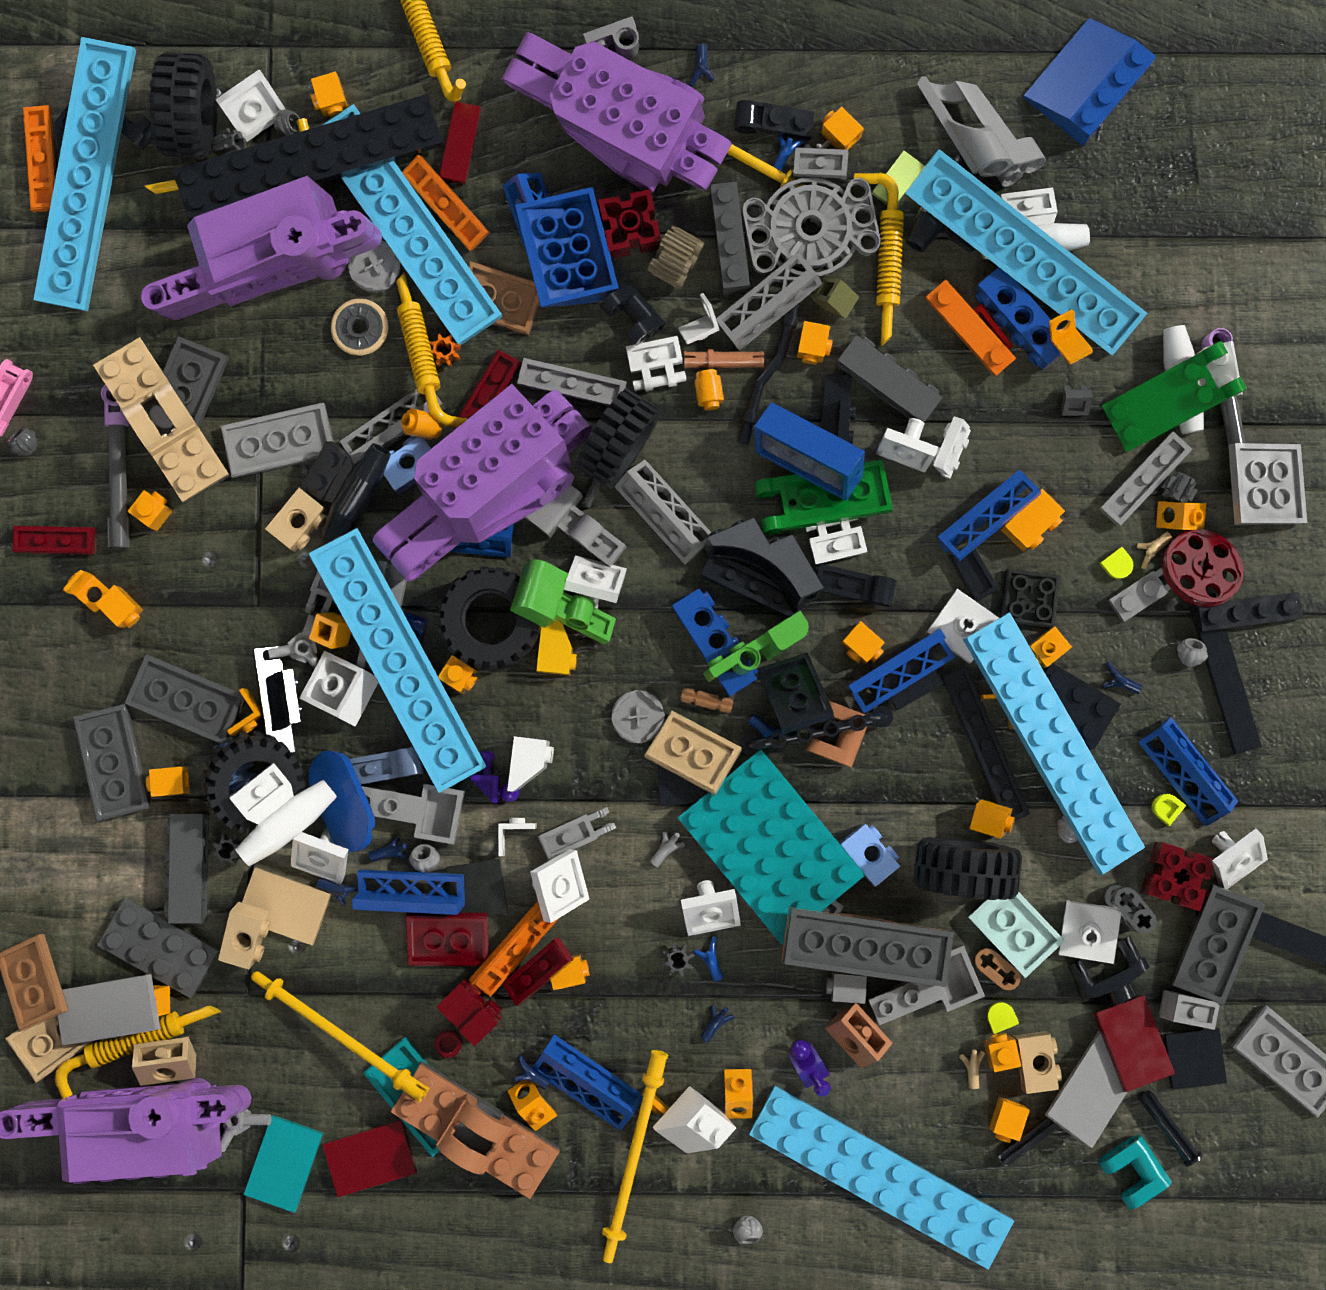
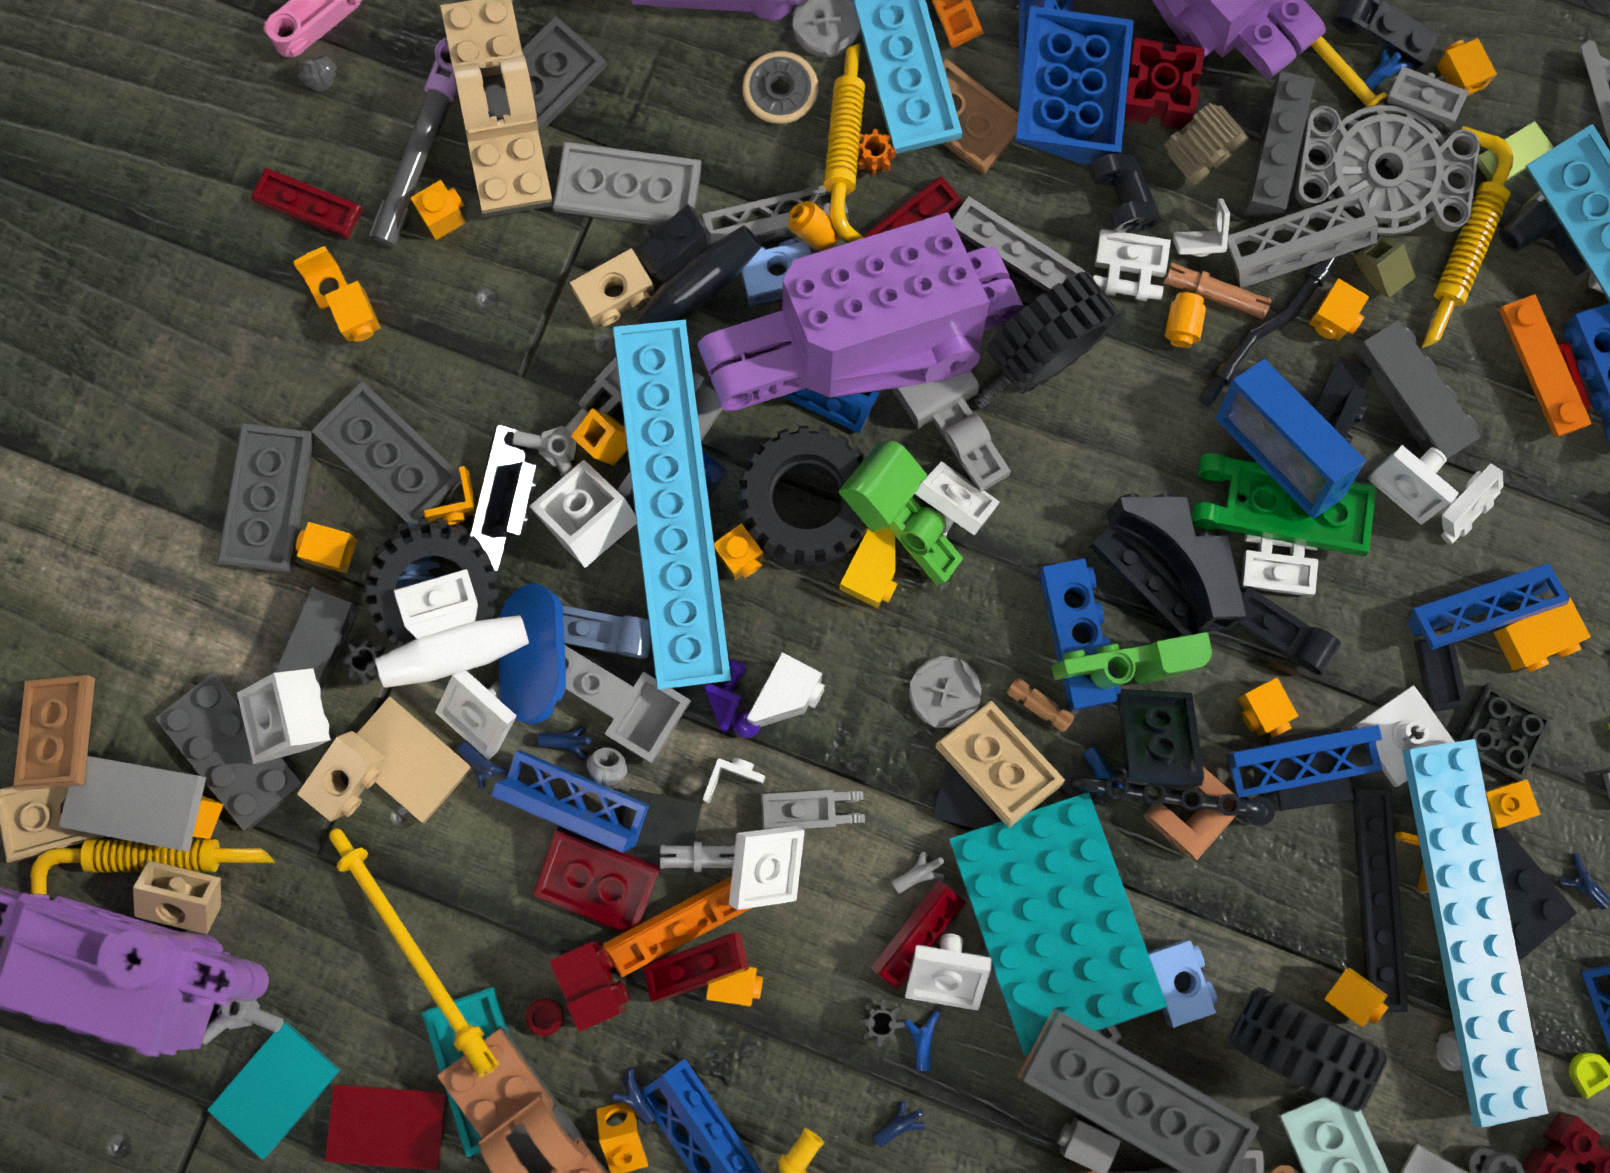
camera: 20 degrees right, 5 degrees down
(187, 910) = (283, 715): none -> white slope
(509, 896) = (697, 856): none -> light grey pin
(661, 513) = (1069, 449): light grey fence -> none
(681, 887) = (920, 929): none -> dark red plate

